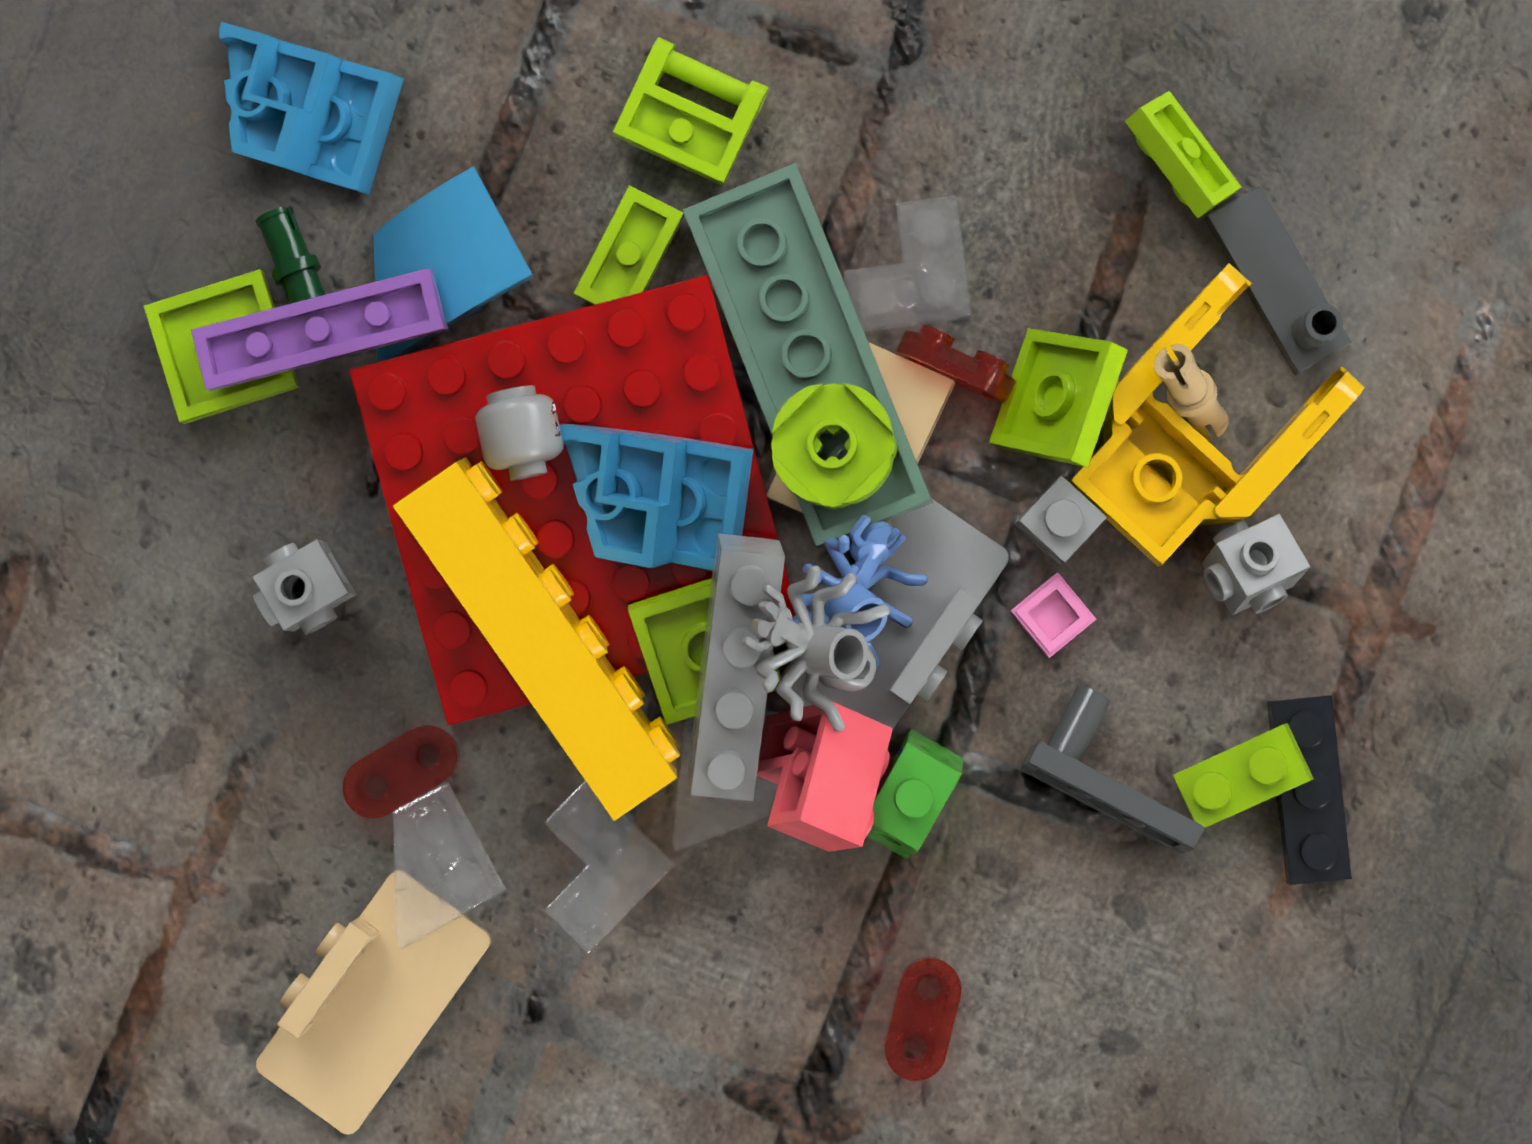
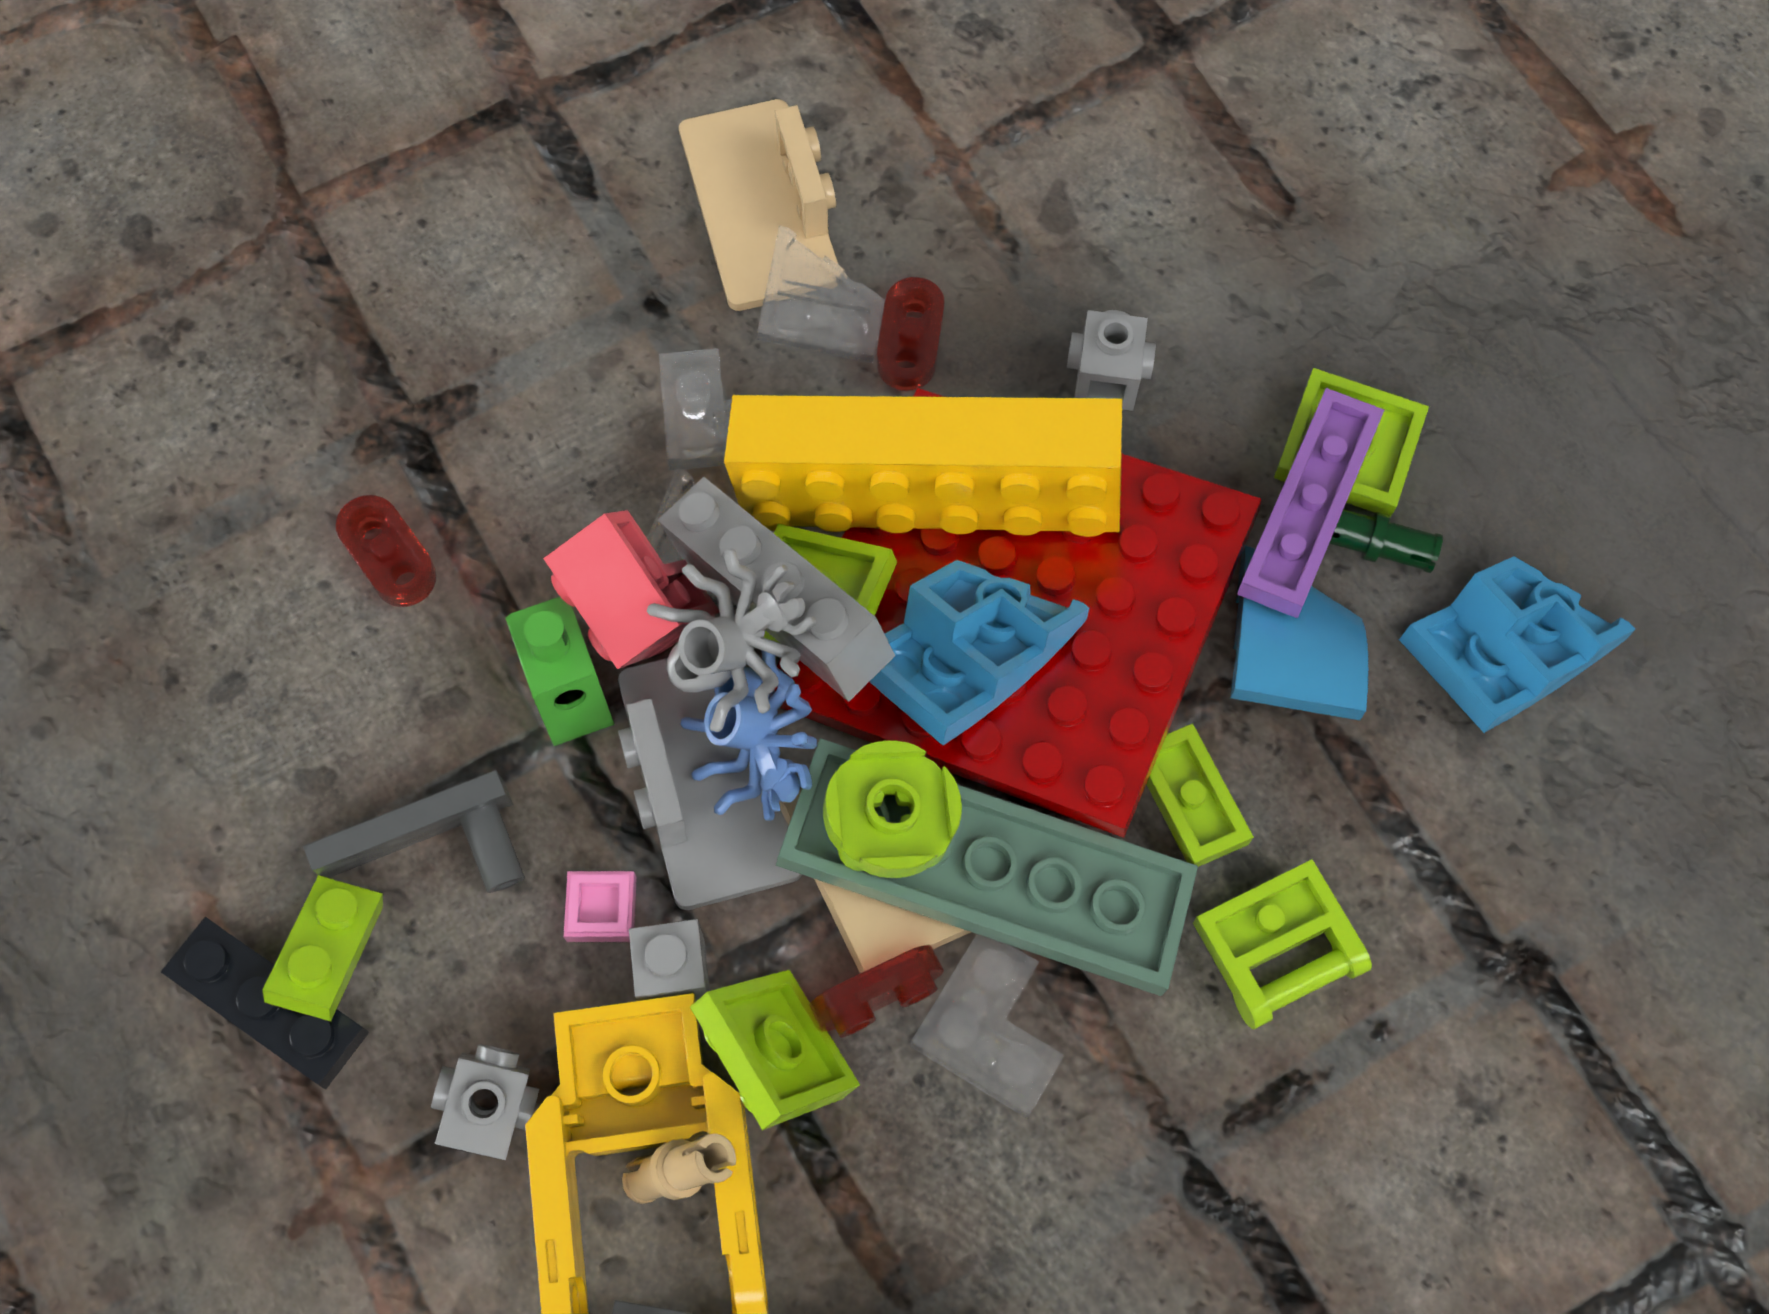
camera: 125 degrees right, 20 degrees down
(519, 432) = (1107, 571): light grey head -> none

